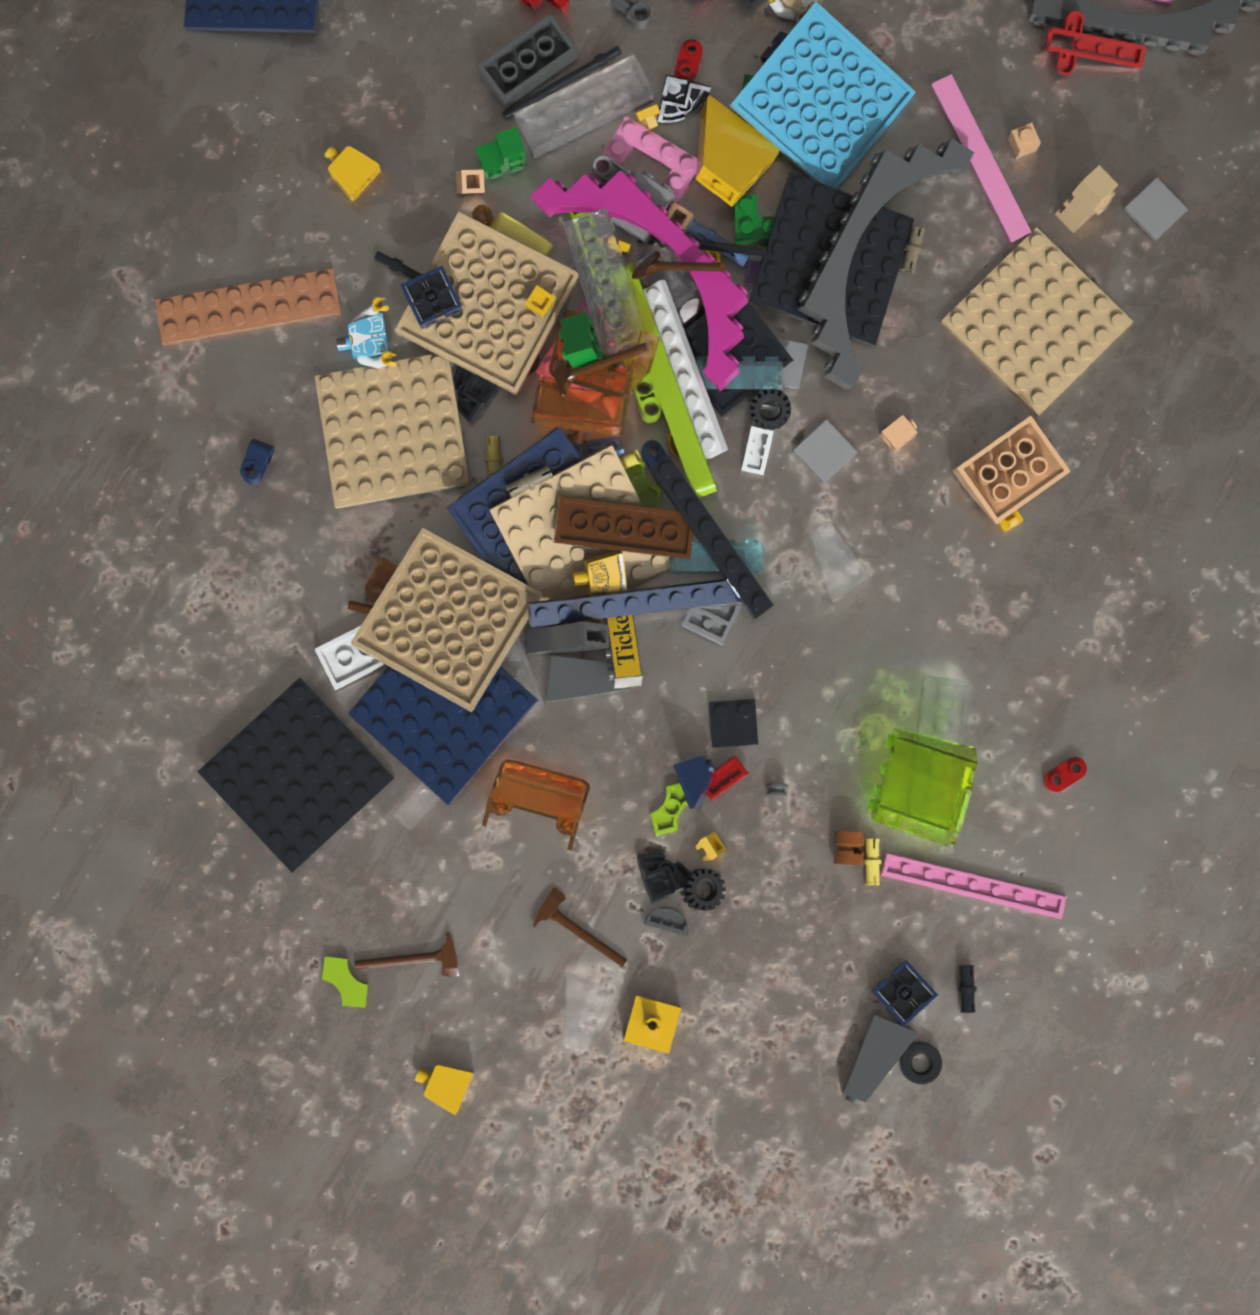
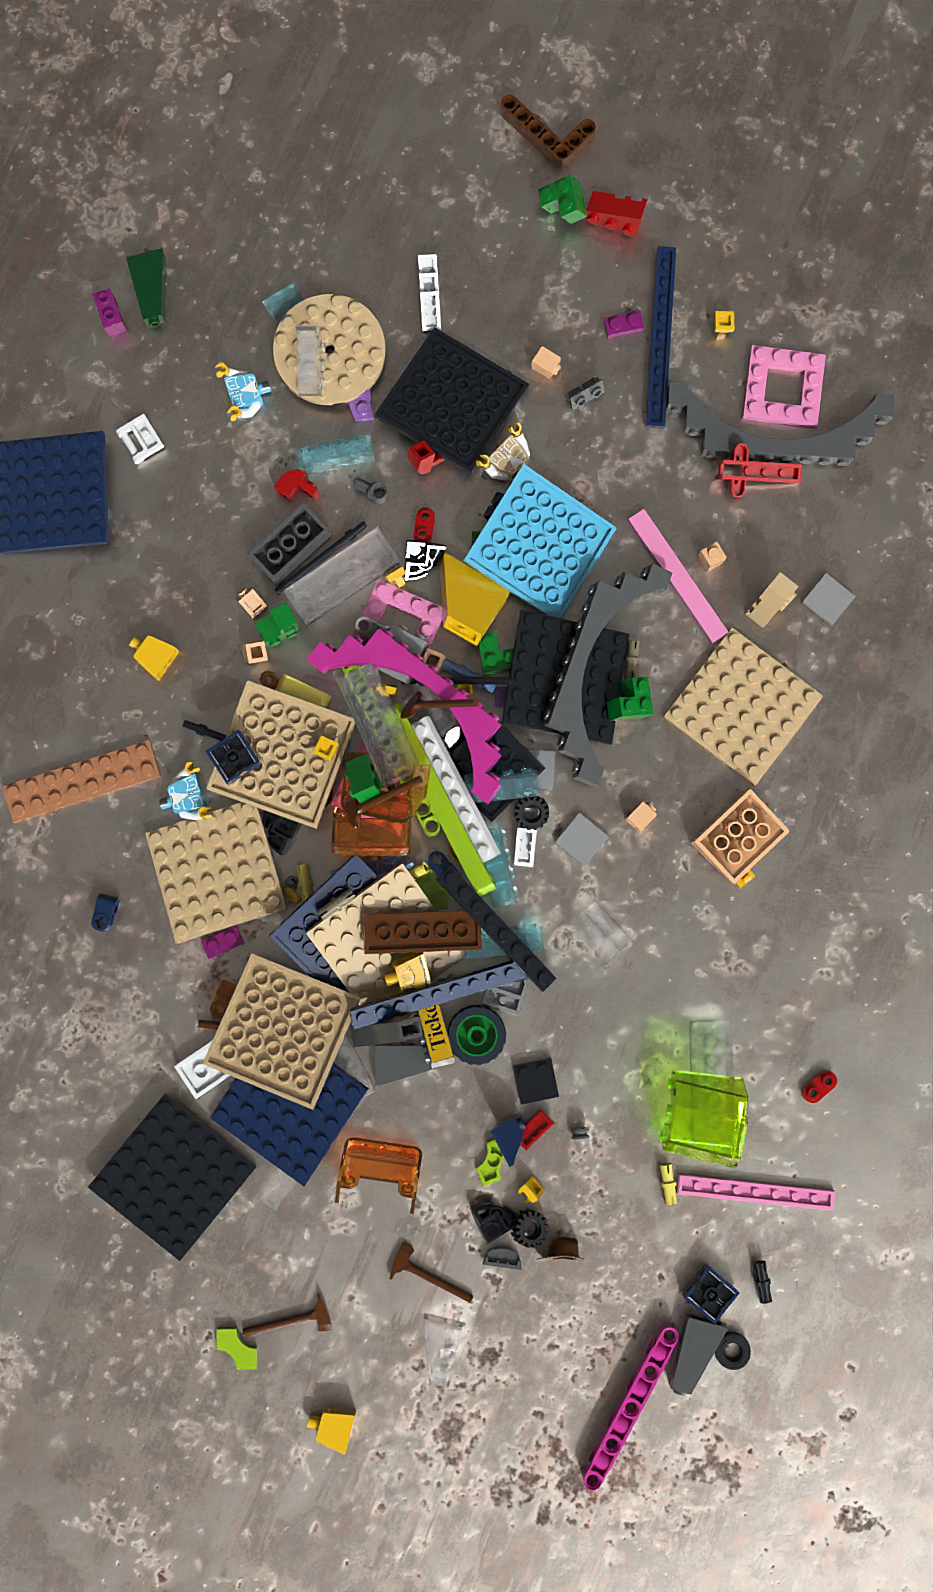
camera: 10 degrees left, 0 degrees up
(388, 514) = (222, 942): none -> magenta plate
(473, 123) = (251, 601): none -> light nougat bracket
(475, 464) = (290, 889): none -> arm
(652, 1024) = (501, 1350): yellow brick -> none
(672, 658) = (477, 1034): none -> wheel
(725, 500) = (501, 873): none -> clear light blue brick
(737, 920) = (563, 1248): none -> reddish brown piece
(781, 1122) = (623, 1419): none -> dark pink beam
(849, 848) = (647, 1176): dark orange wheel -> none
(909, 297) = (635, 700): none -> green brick

